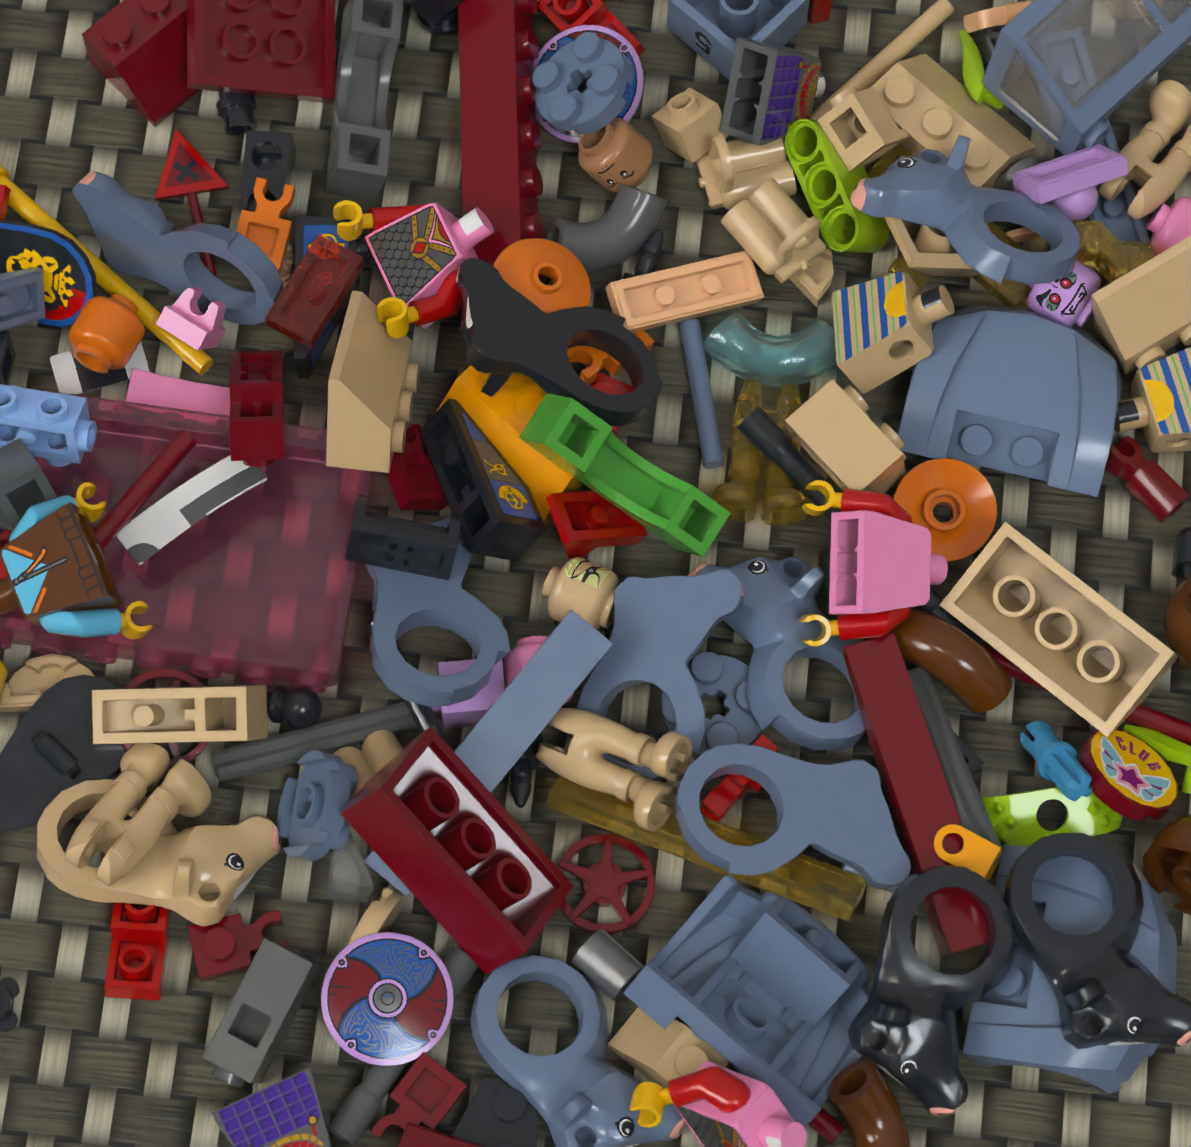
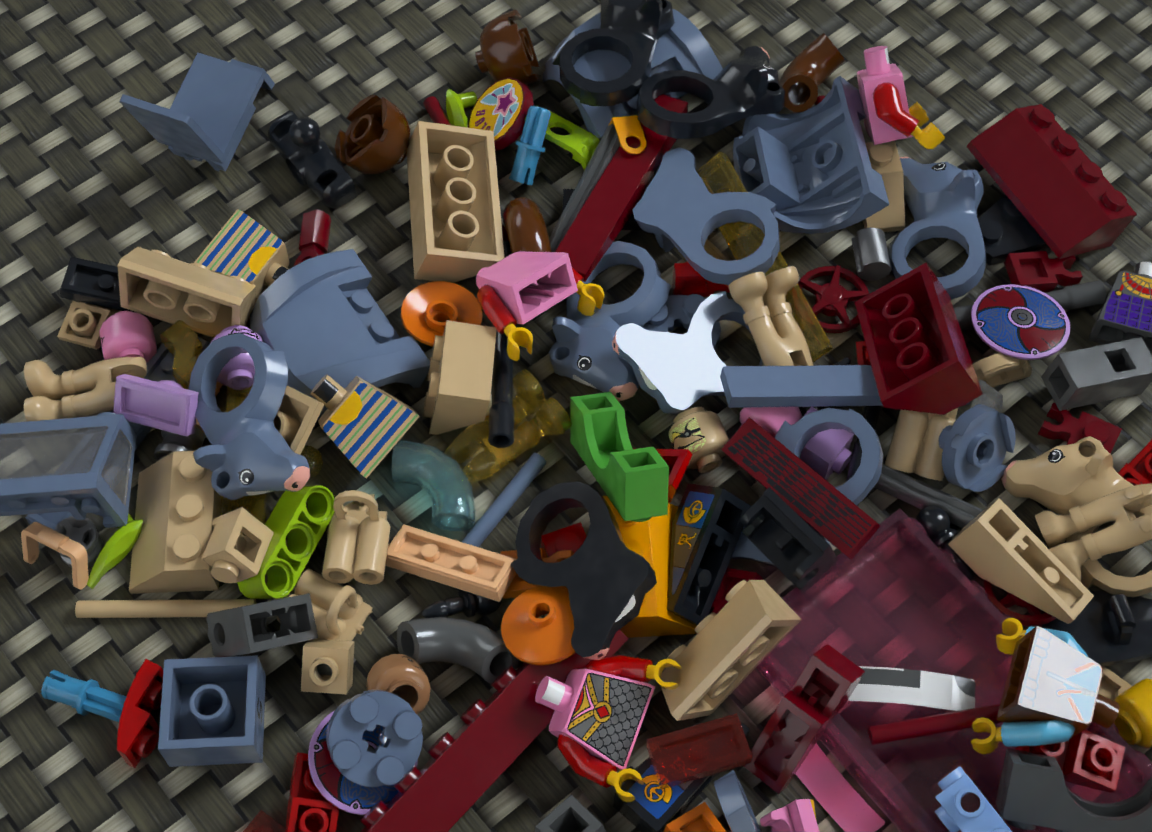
camera: 135 degrees left, 10 degrees down
(437, 593) = (801, 488): none -> dark red tile

